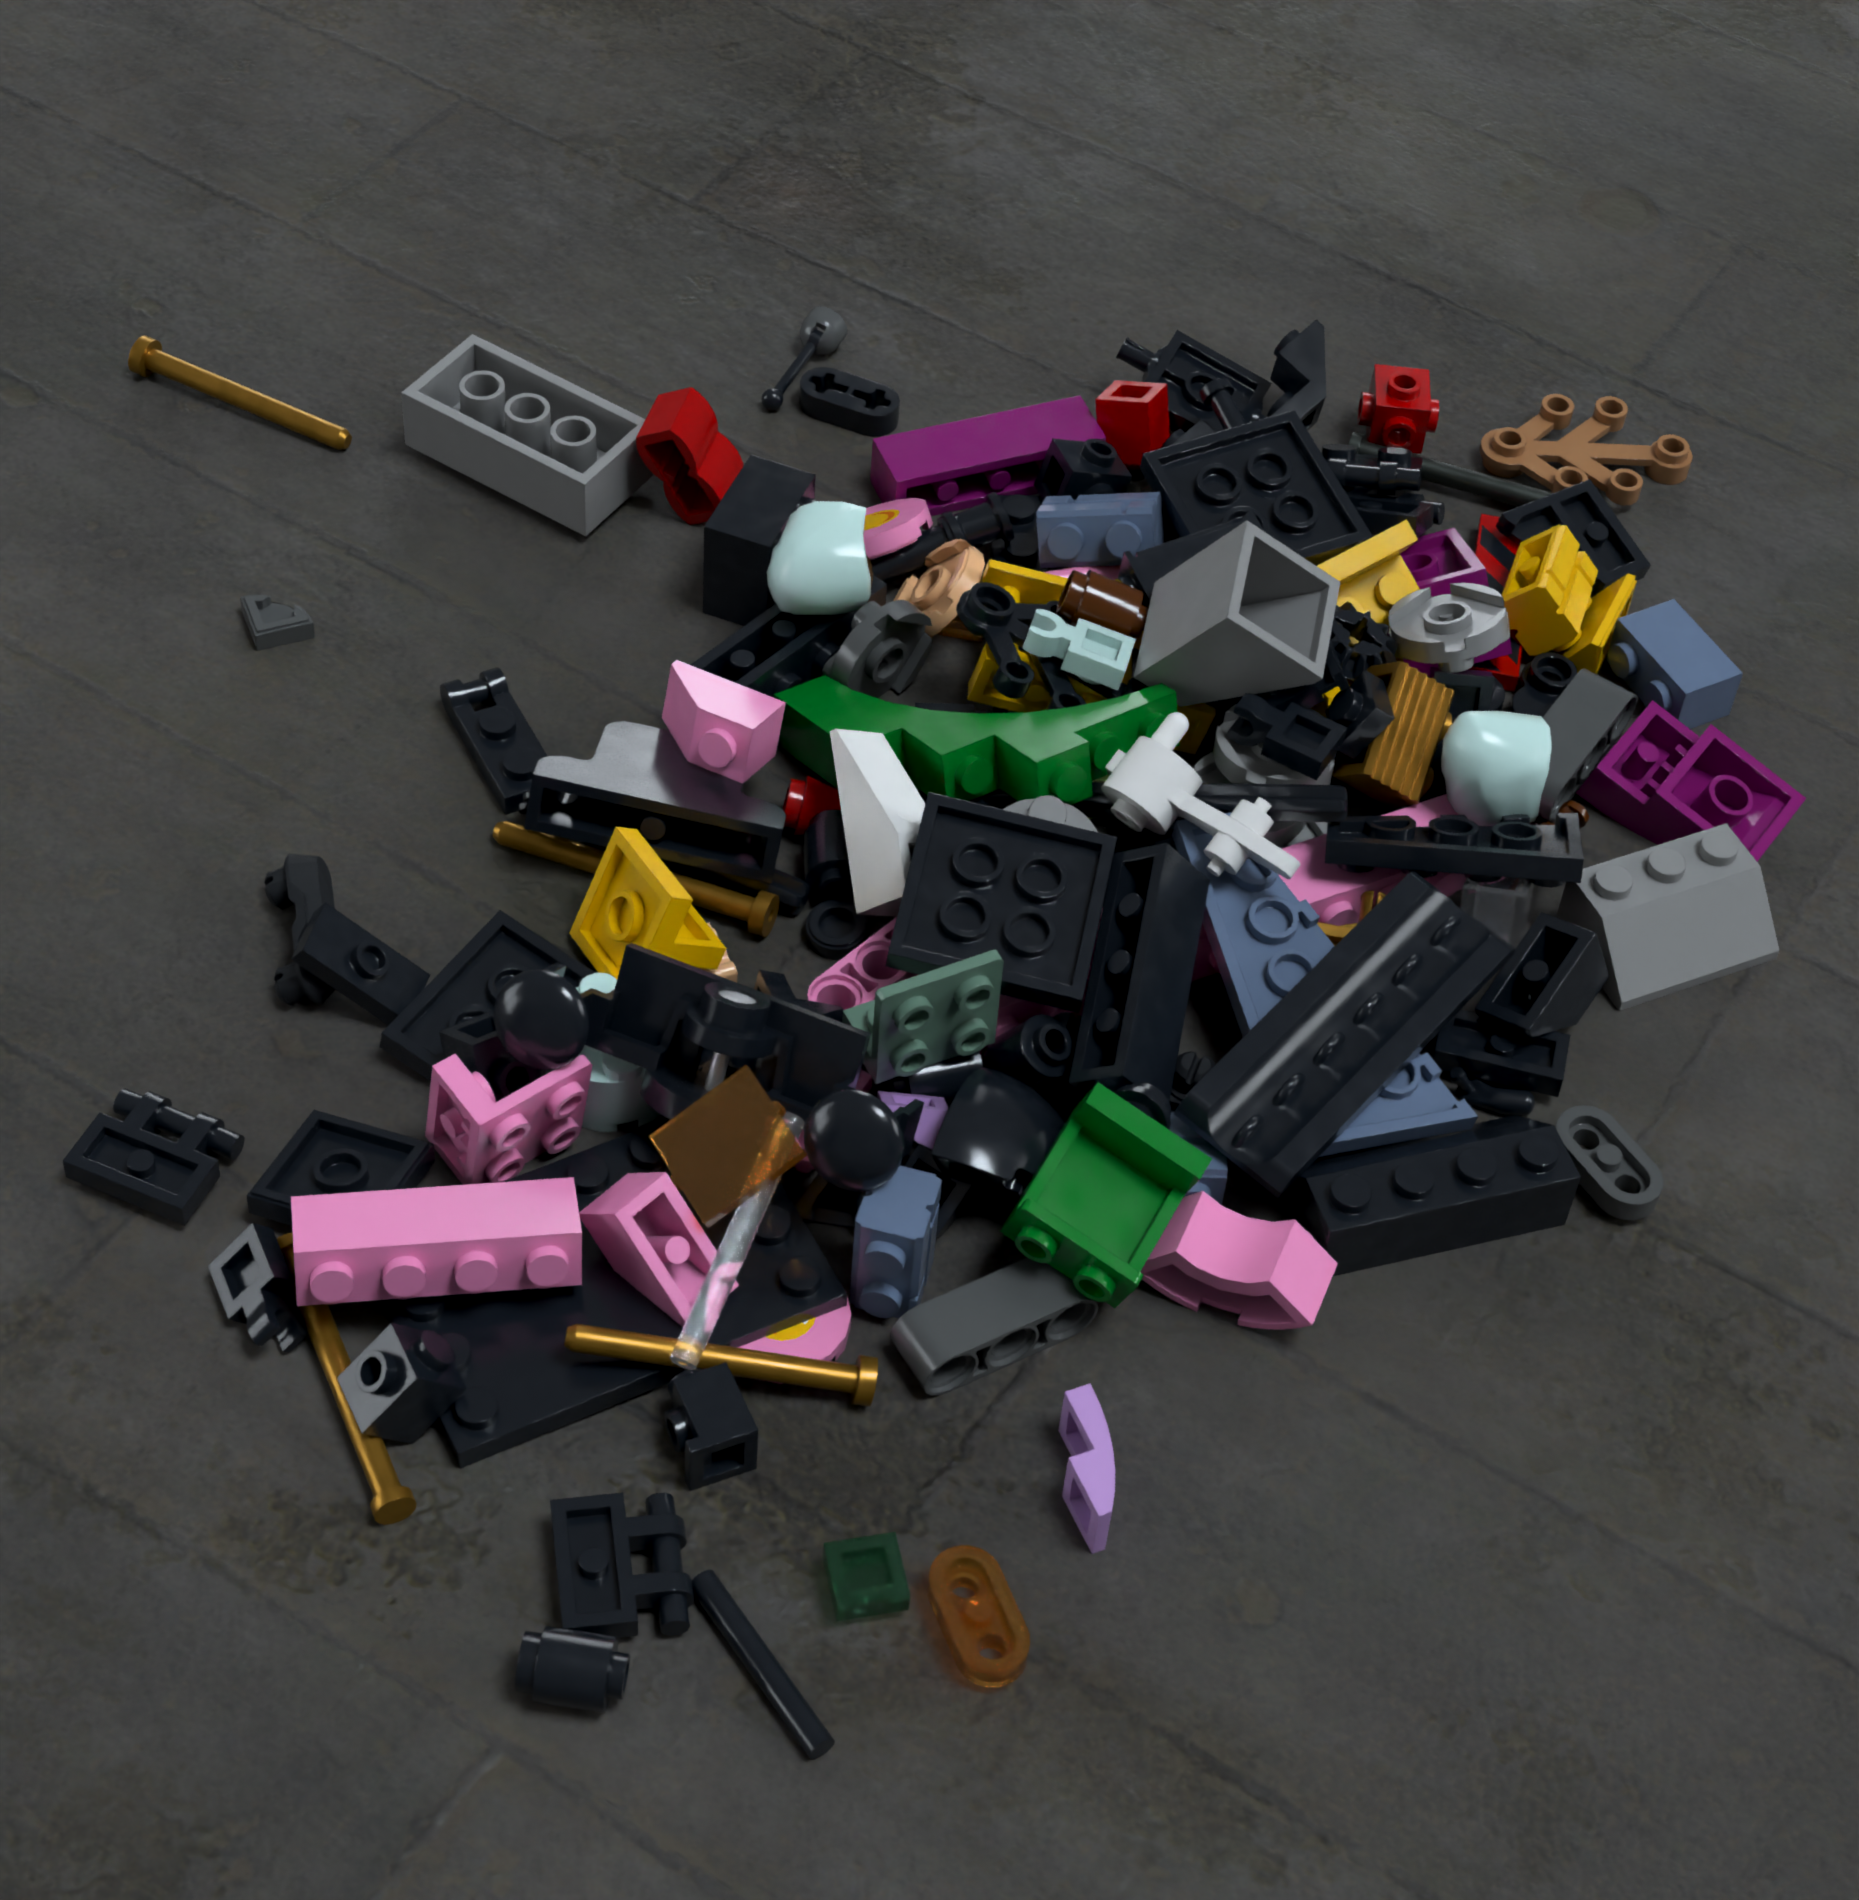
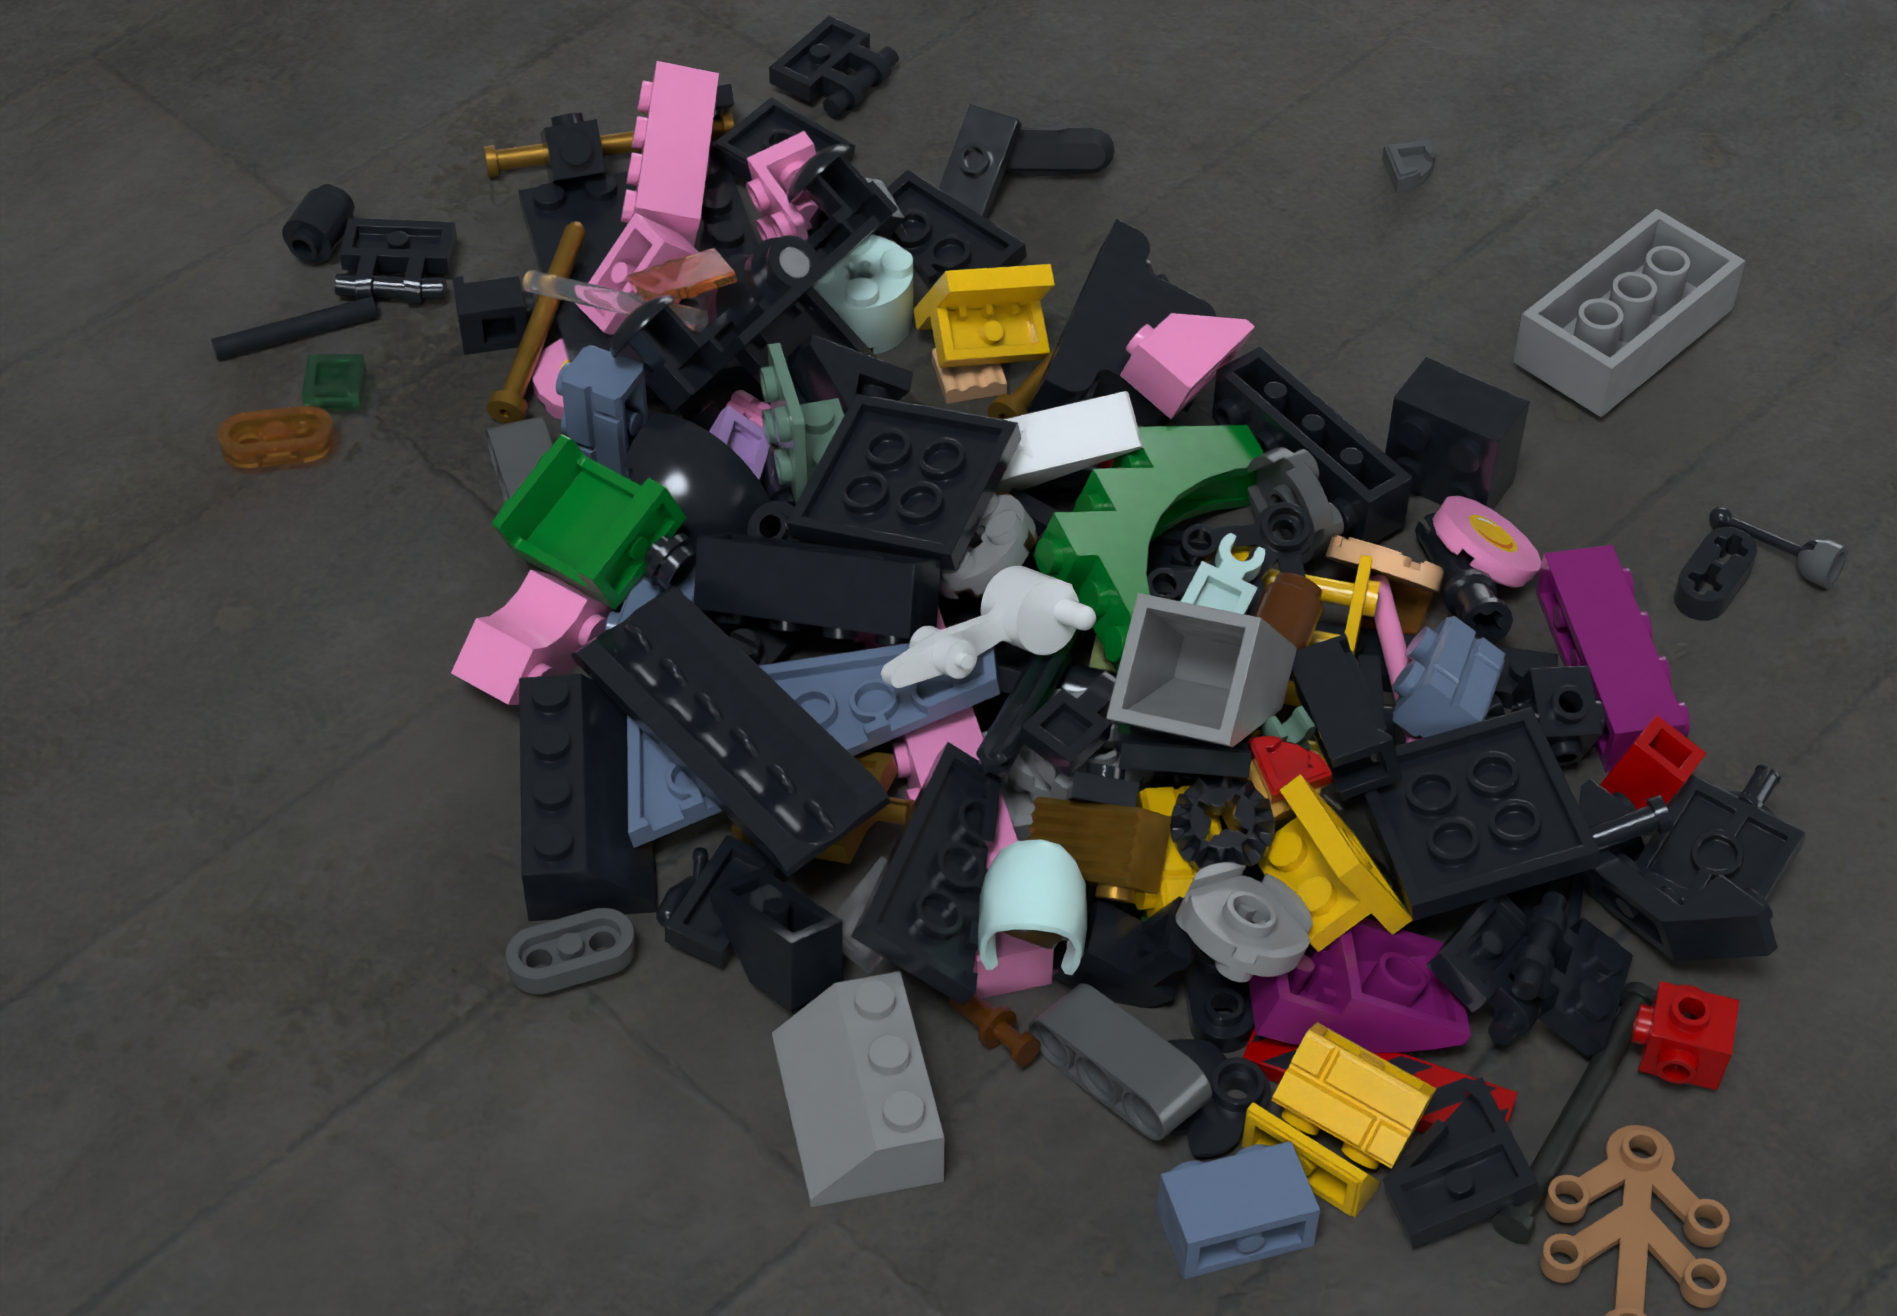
camera: 105 degrees right, 0 degrees up
(147, 357) = (1756, 104): pearl gold bar -> none
(494, 736) = (1255, 279): black plate -> none
(688, 453) = (1584, 407): red brick -> none
(821, 561) = (1360, 426): light aqua piece -> none
(1091, 1468) = (387, 521): lavender slope -> none
(1675, 784) = (1040, 1171): magenta slope -> none

